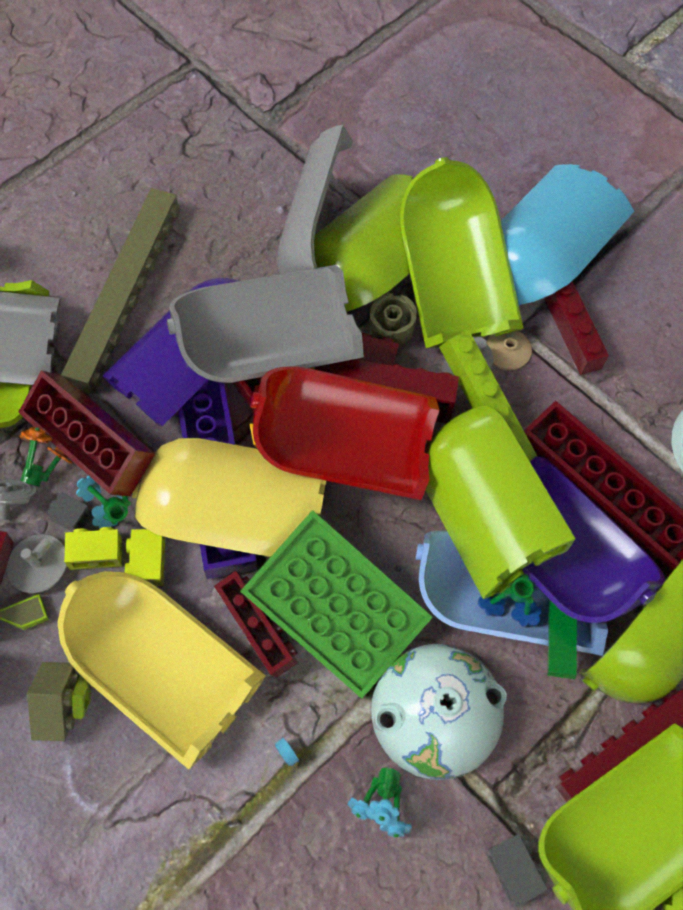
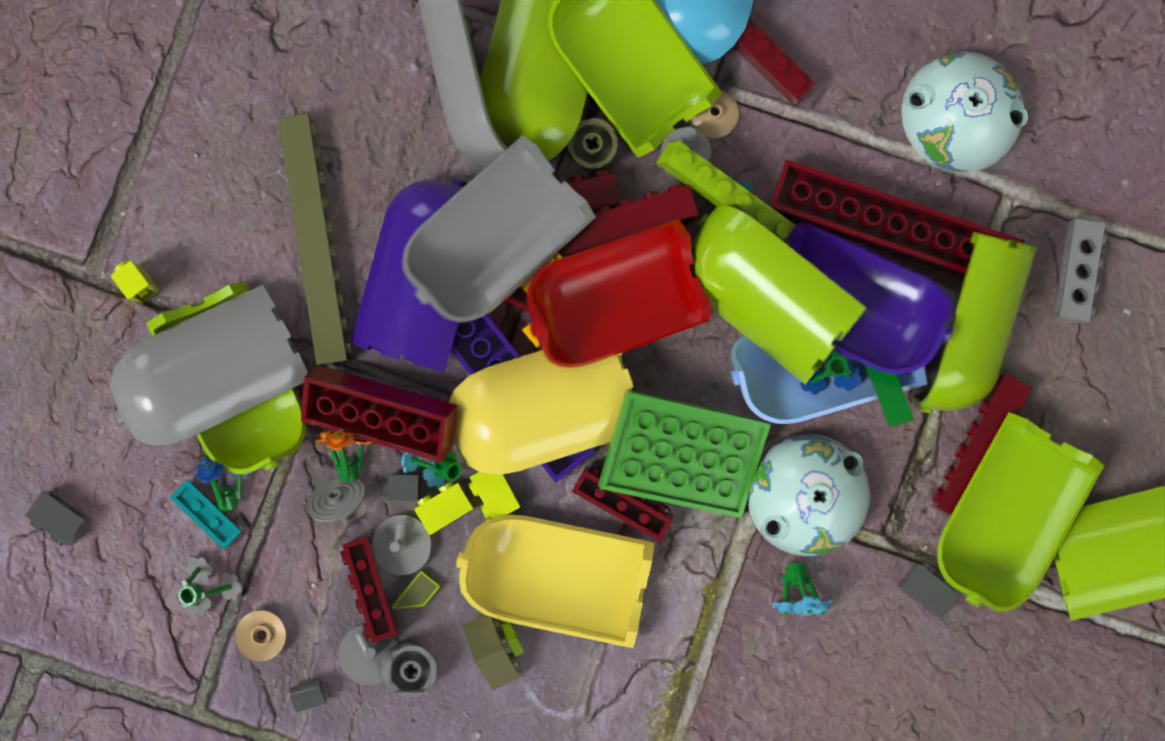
camera: 30 degrees left, 20 degrees up
(286, 752) = (702, 593): medium azure tile -> none

